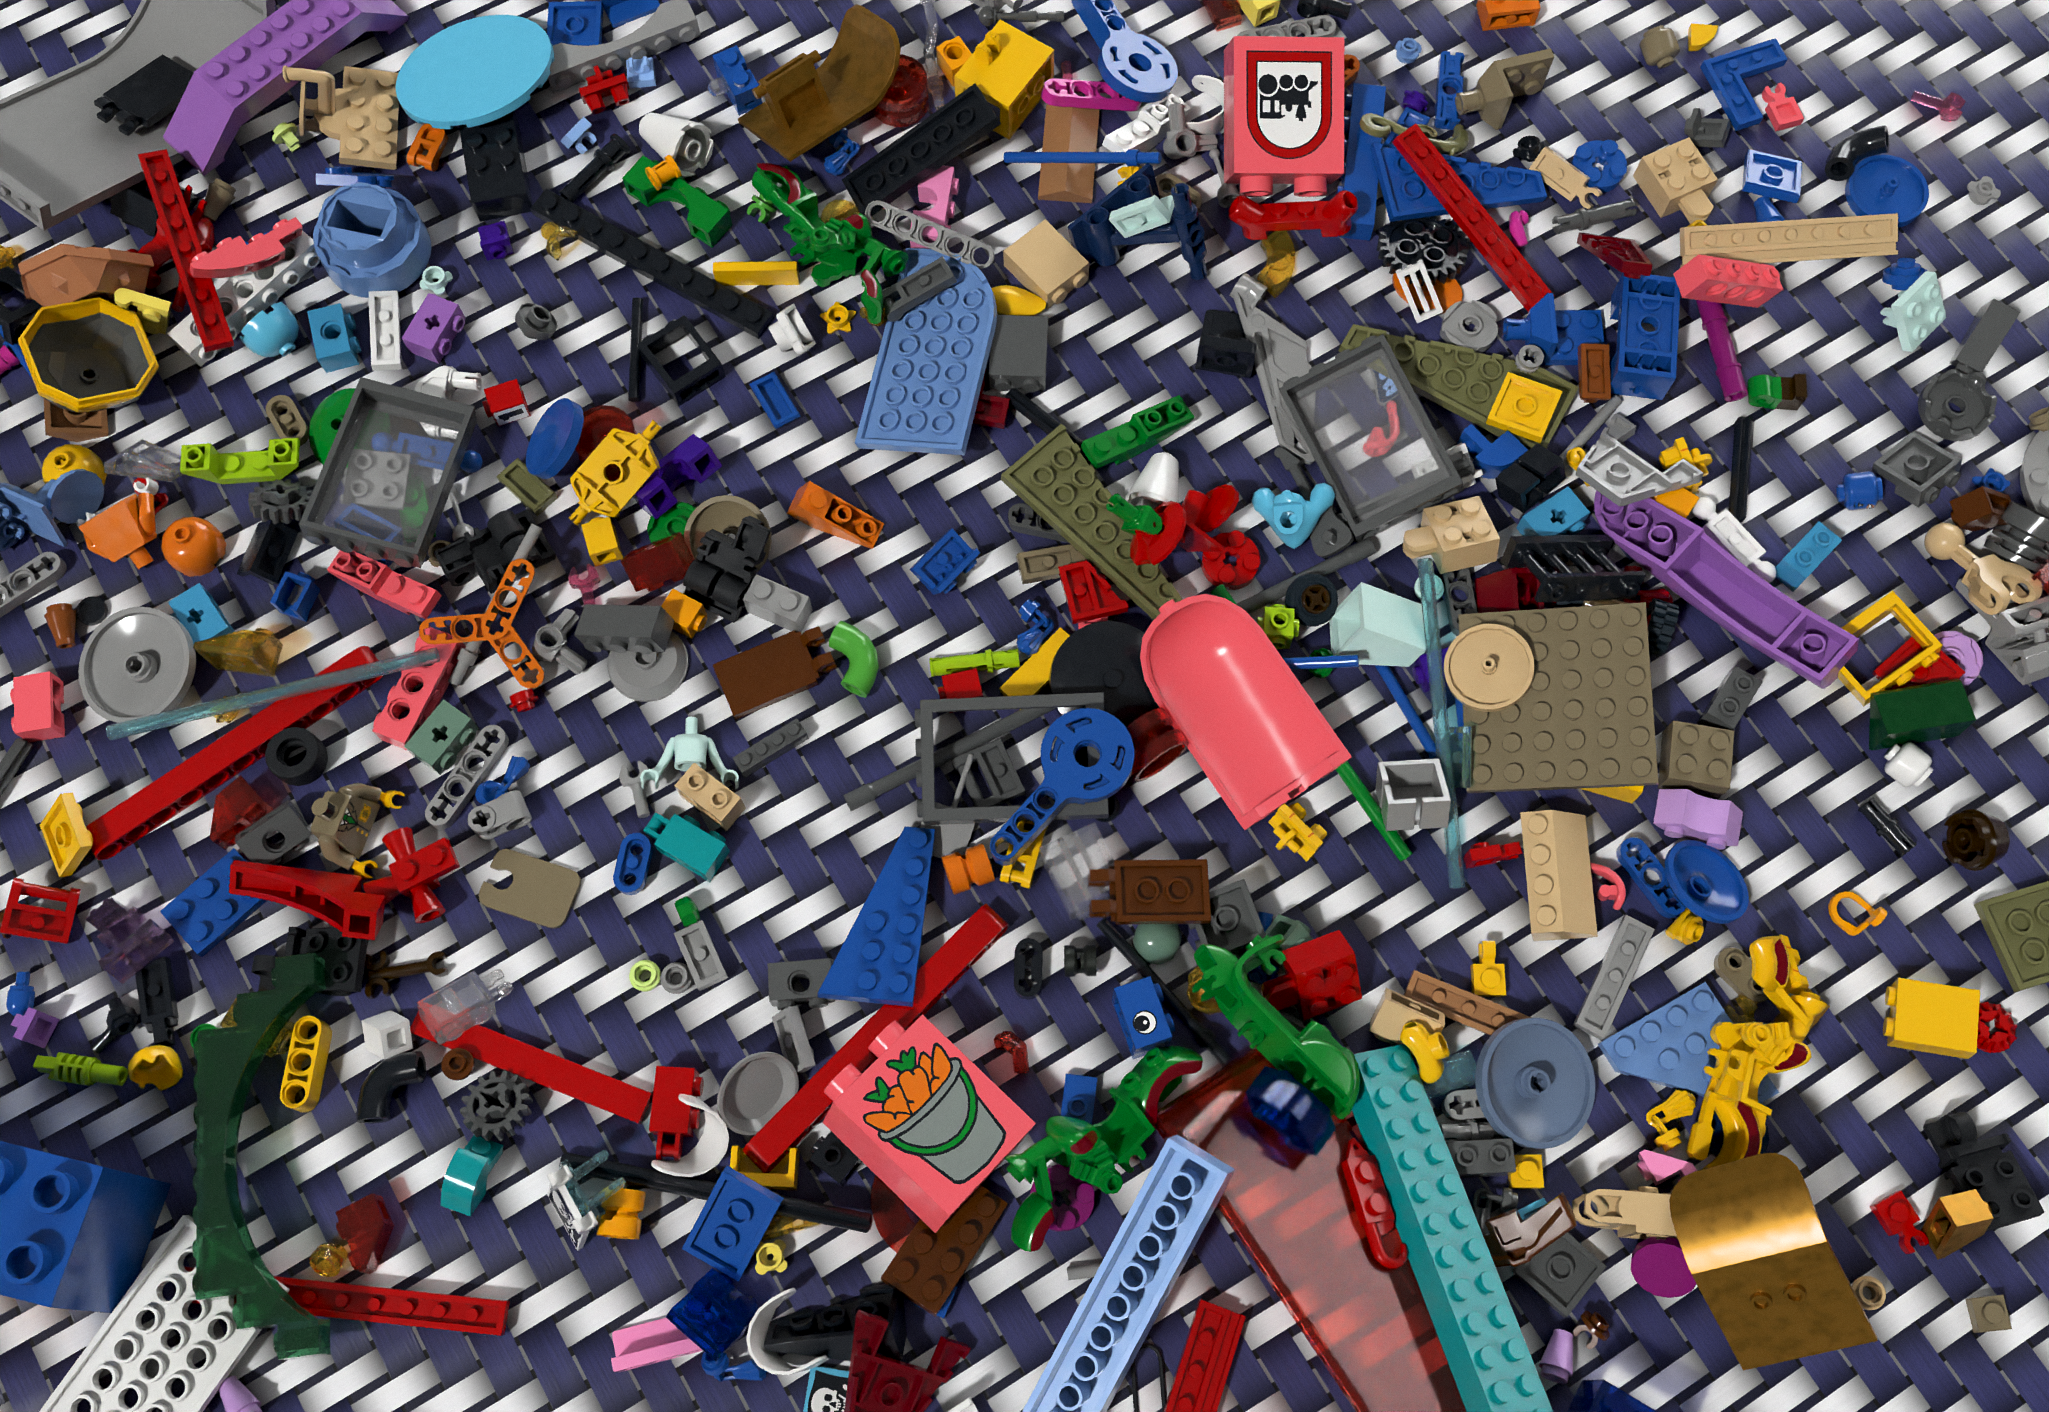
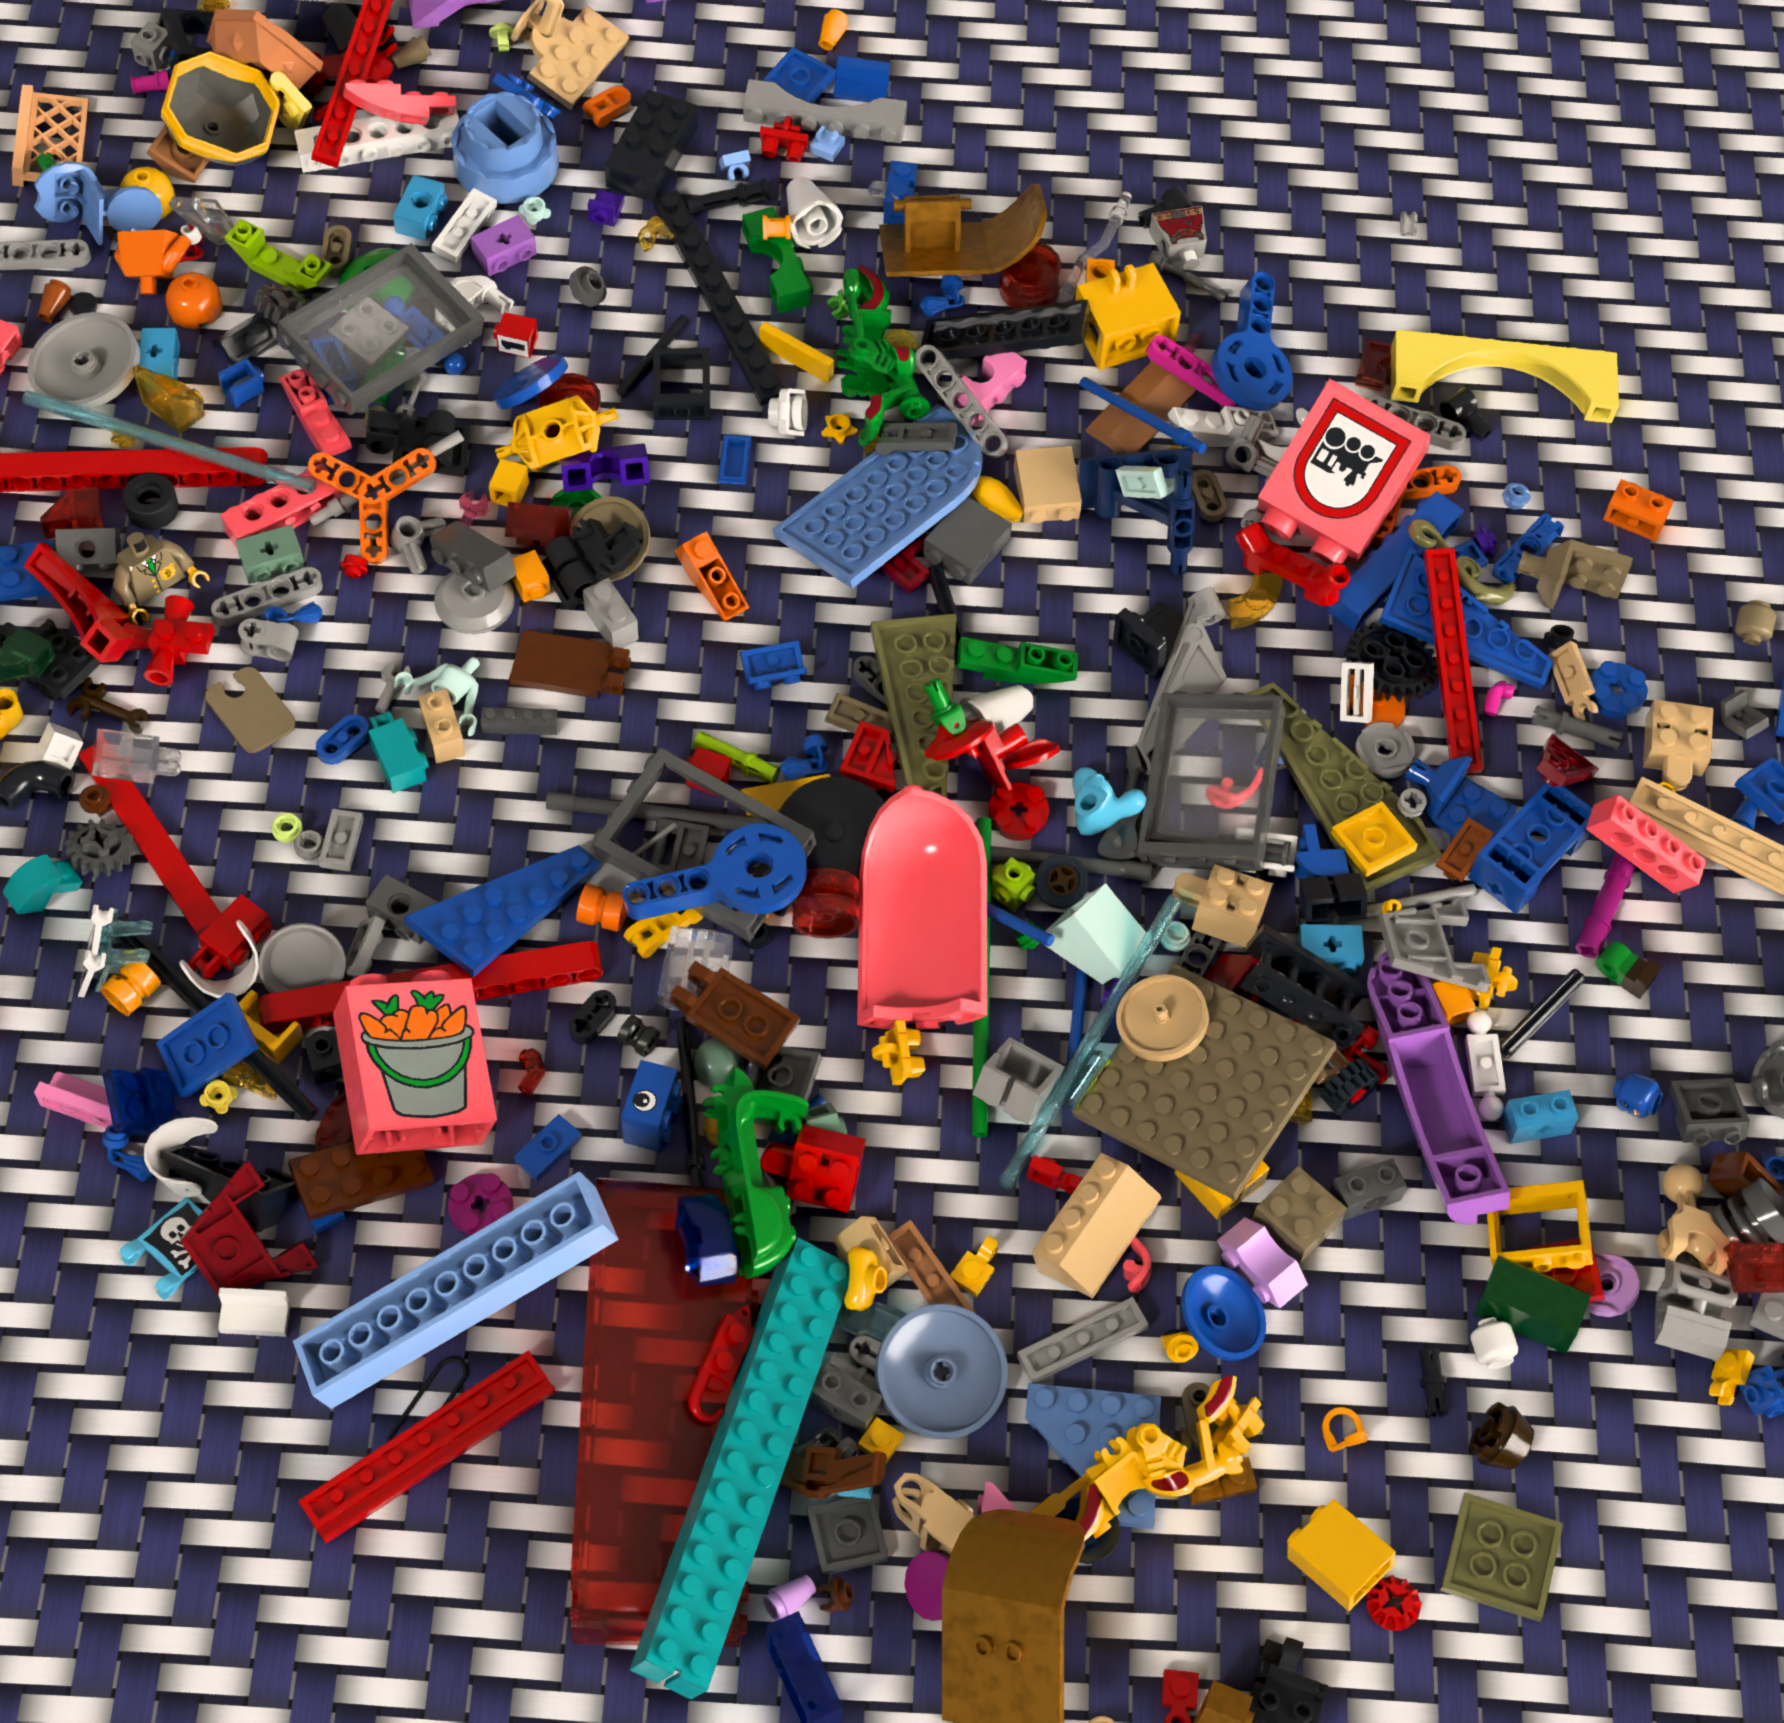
camera: 30 degrees right, 10 degrees down
(271, 332) = (374, 175): medium azure cylinder -> none
(474, 71) = (687, 66): medium azure tile -> none
(527, 487) = (483, 410): olive tile -> none
(687, 911) = (356, 799): green tile -> none
(861, 657) = (646, 696): bright green cylinder -> none
(1097, 1147) = (527, 1169): green piece -> none
(1630, 864) = (1173, 1263): blue beam -> none
(1678, 1105) = (1054, 1476): yellow piece -> none

